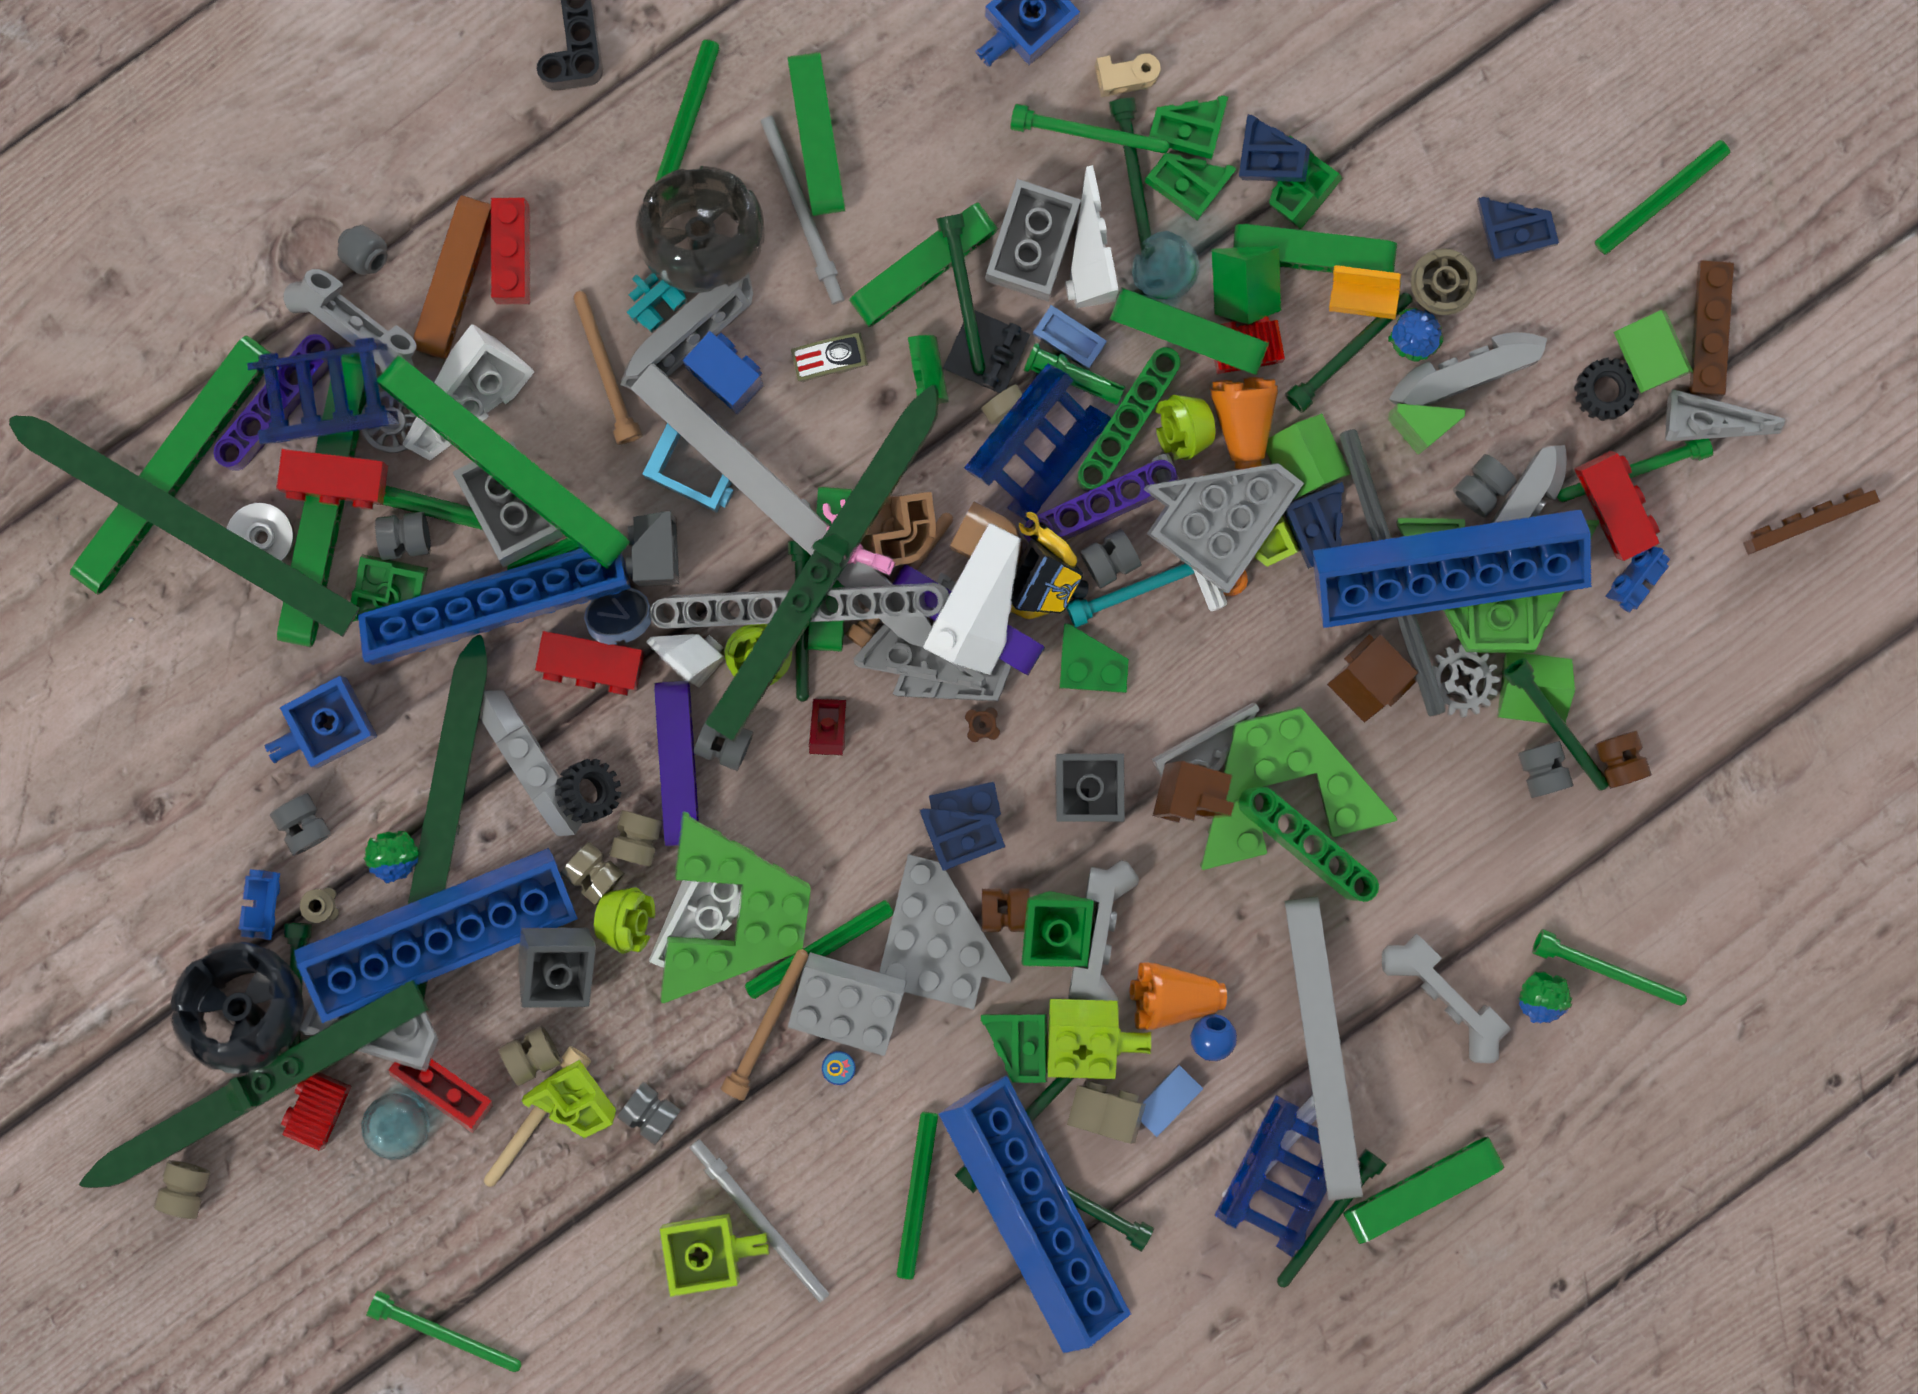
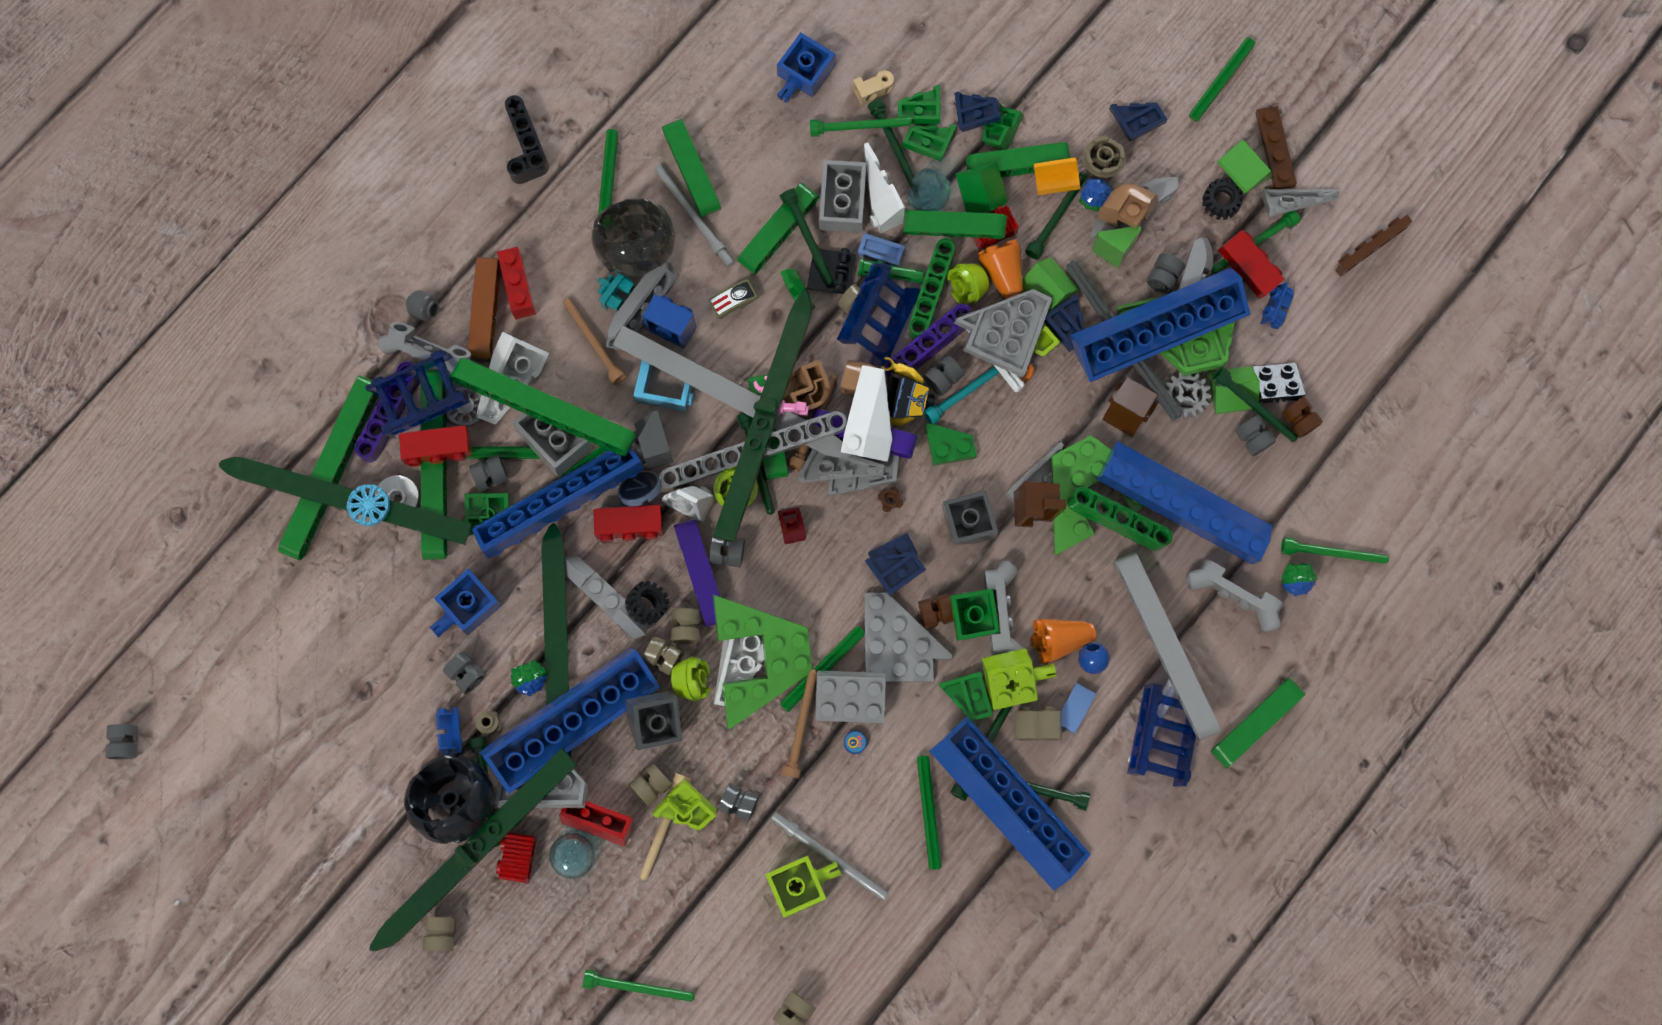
camera: 10 degrees left, 10 degrees down
(214, 543) = (368, 505): none -> medium azure wheel
(1368, 1167) = (1221, 716): dark green piece -> none
(1413, 844) = (1186, 503): none -> blue slope
(1456, 372) = (1128, 205): none -> medium nougat brick
(1605, 695) = (1279, 382): none -> hinge

